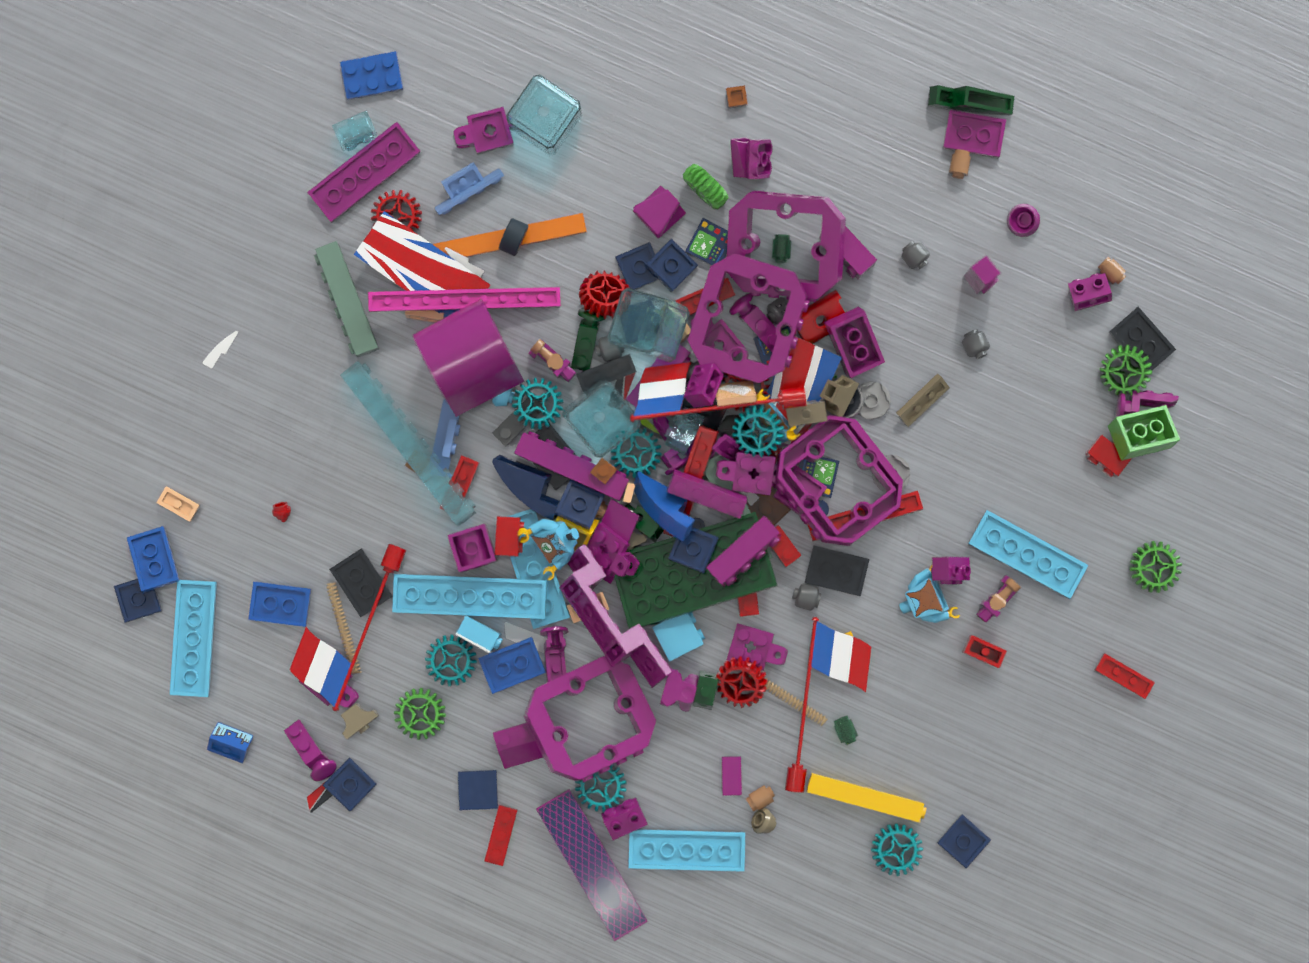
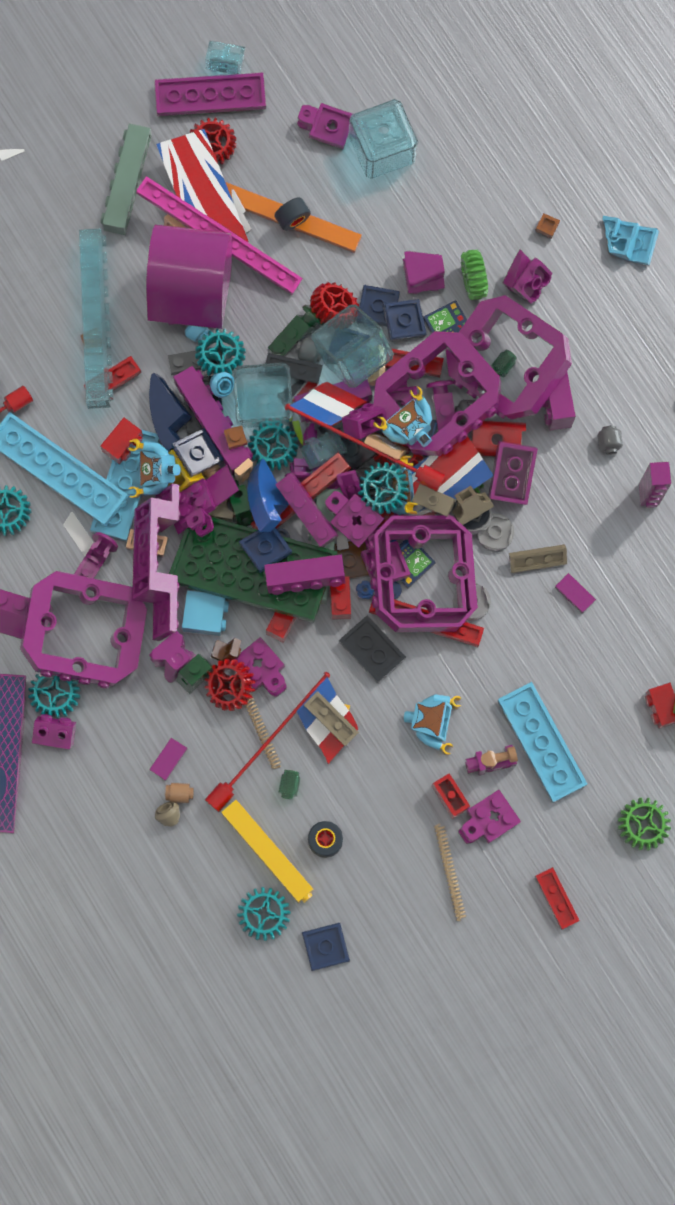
camera: 25 degrees right, 10 degrees down
(371, 75) = (268, 28): blue plate -> none
(445, 436) = (131, 332): medium blue bracket -> none
(465, 184) = (282, 152): medium blue bracket -> none
(472, 548) = (86, 430): magenta brick -> none
(479, 634) = (42, 502): medium azure piece -> none
(512, 665) = (52, 547): blue plate -> none
(553, 360) = (258, 336): hips -> none
(559, 432) = (222, 384): none -> medium azure cone
(687, 850) = (88, 794): medium azure plate -> none
(718, 654) = (226, 650): none -> bracket
(744, 363) = (410, 422): none -> torso
(791, 524) = (364, 594): none -> blue plate
(806, 597) = (332, 653): dark grey head -> none
(815, 61) = (630, 240): none -> medium azure slope
(844, 654) = (331, 718): none -> dark tan plate
(905, 755) = (321, 834): none -> black wheel
(950, 569) = (468, 708): magenta brick -> none
(972, 408) = (575, 593): none -> magenta tile
(975, 344) = (612, 542): dark grey head -> none
(1023, 656) = (482, 825): none -> magenta plate
(1024, 712) = (450, 883): none -> tan piece

